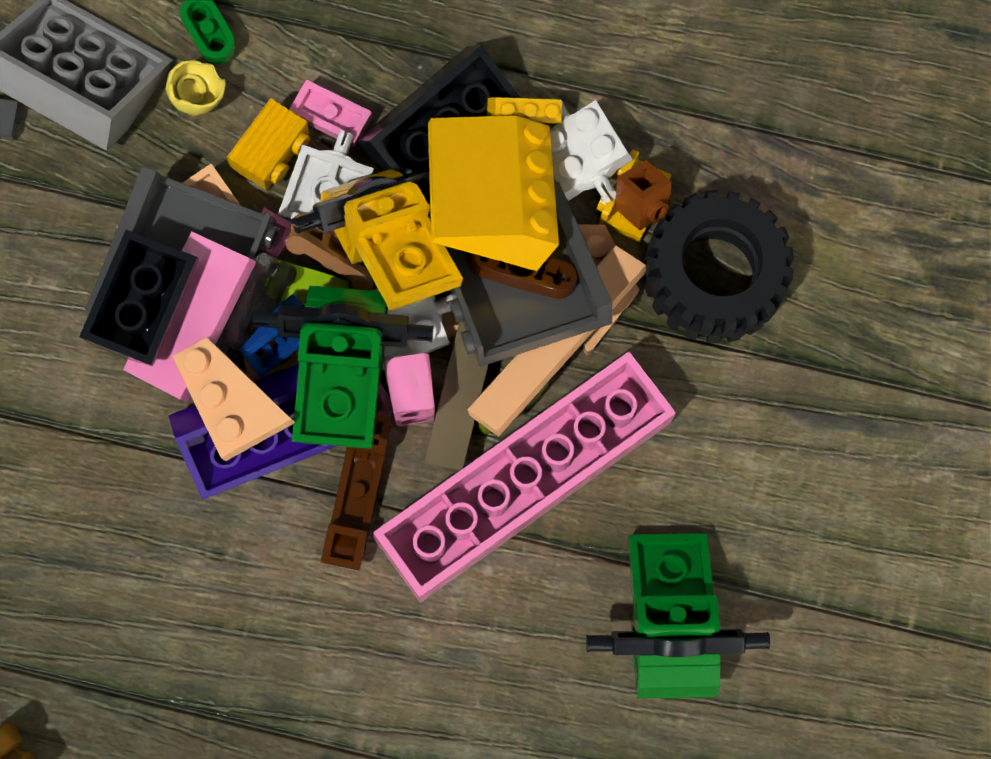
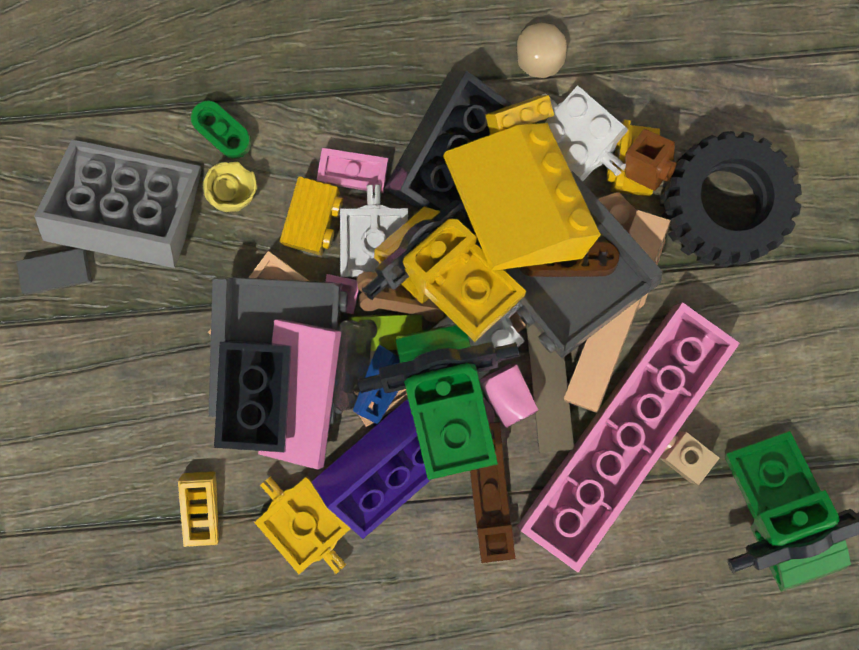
camera: 10 degrees left, 10 degrees up
(23, 406) = (197, 480): none -> yellow slope
(142, 460) = (301, 525): none -> yellow plate
(228, 400) = (363, 464): light nougat wing -> none
(573, 57) = (541, 50): none -> tan hair
(584, 523) = (689, 457): none -> tan brick

